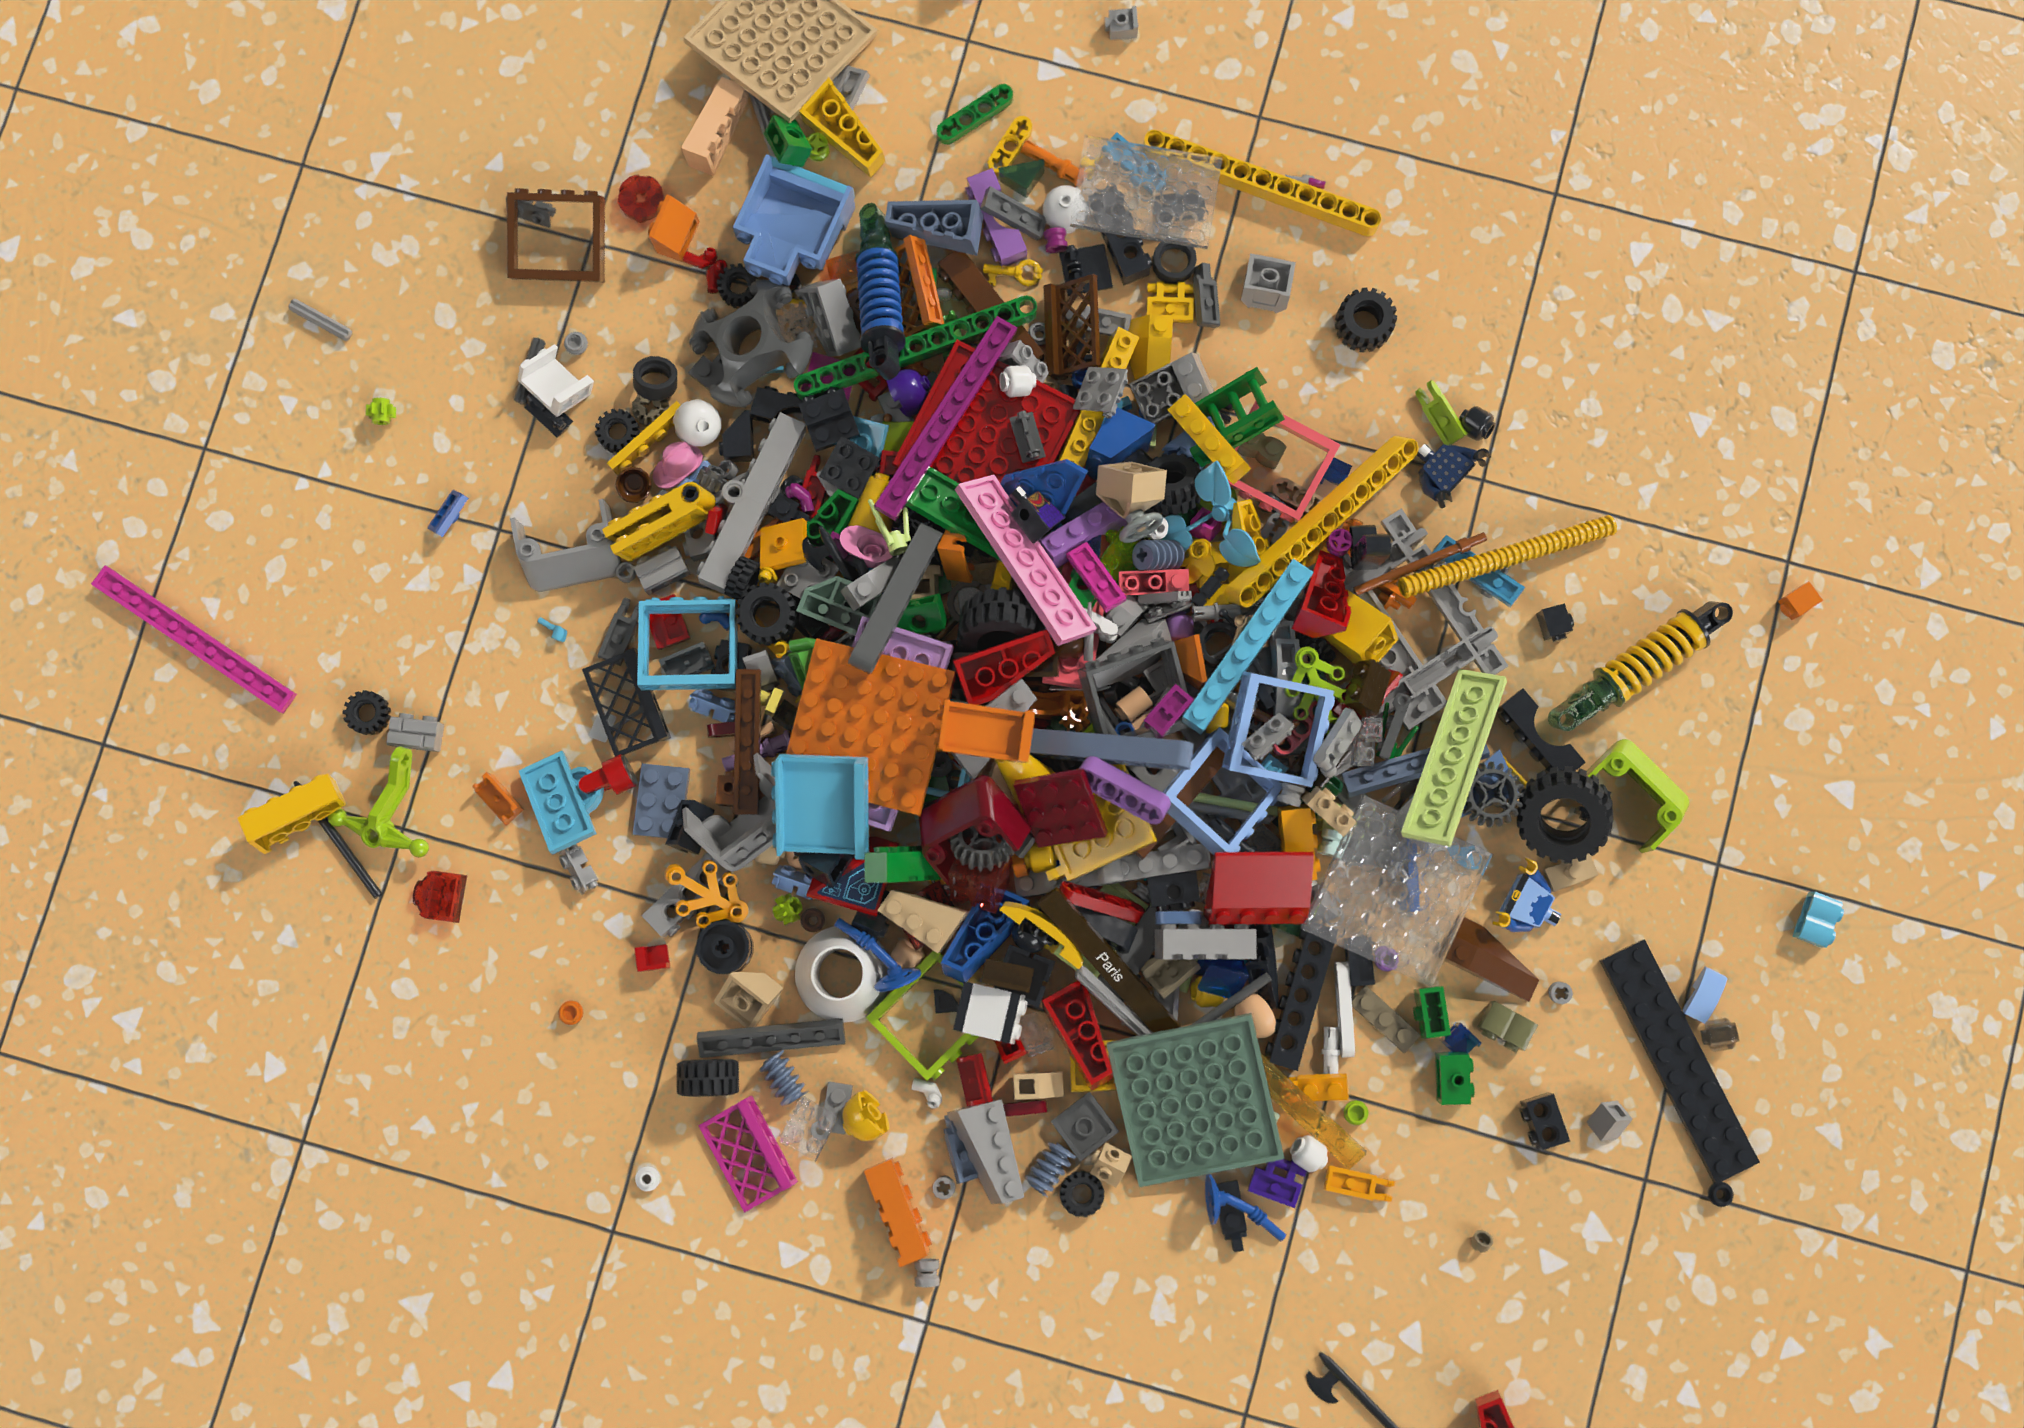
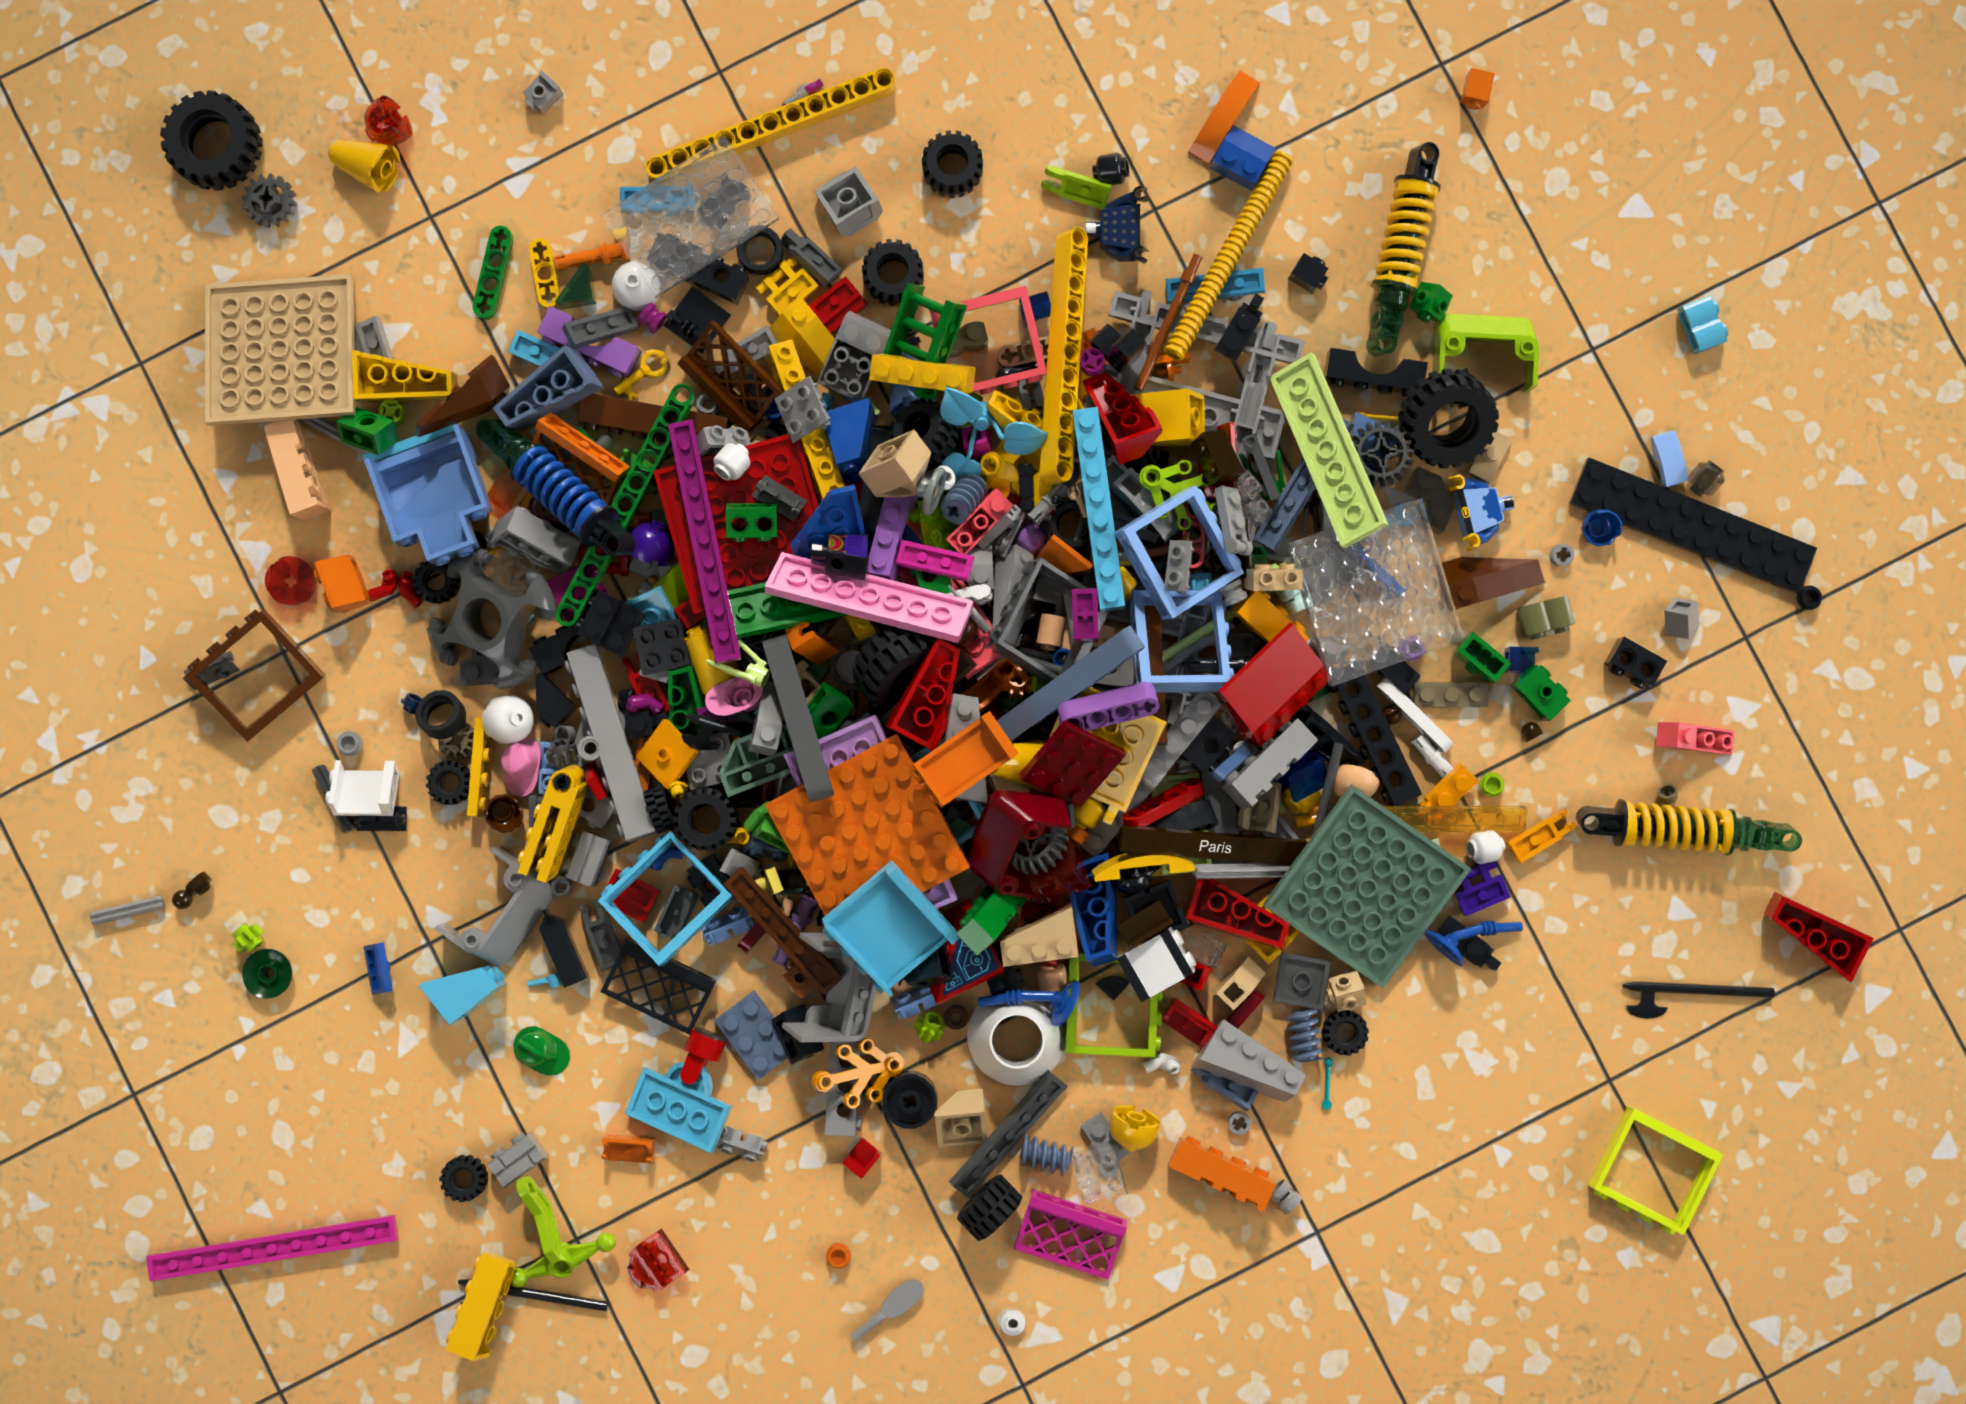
camera: 45 degrees left, 5 degrees up
(361, 443) = (255, 974): none -> dark green dish
(381, 344) = (198, 885): none -> dark brown plate
(489, 582) = (463, 992): none -> medium azure slope
(504, 674) = (541, 1051): none -> green piece
(578, 1085) = (895, 1304): none -> light grey piece
(584, 616) = (562, 949): none -> black piece
(642, 352) = (411, 702): none -> dark blue plate
(875, 181) = (477, 396): none -> reddish brown wedge
(951, 185) = (531, 348): none -> medium azure hinge
(996, 428) = (751, 514): none -> green brick
(1020, 1233) = (1326, 1103): none -> teal hinge
(1195, 341) = (836, 303): none -> red plate
(1196, 1013) = (1306, 820): none -> light orange arm
(1257, 339) = (891, 252): none -> black tyre
(1326, 998) = (1396, 718): none -> reddish brown hinge
(1420, 1100) = (1530, 731): none -> dark brown hinge
(1468, 615) = (1240, 329): none -> black hinge
(1474, 1278) = (1686, 828): none -> piece
(1504, 860) = (1433, 491): none -> clear smoke brick
(1539, 1218) = (1694, 738): none -> coral slope
(1579, 498) = (1242, 158): none -> blue slope
(1592, 458) = (1223, 117): none -> orange slope
(1606, 1000) = (1601, 529): none -> blue hair
(1627, 722) = (1431, 302): none -> green brick

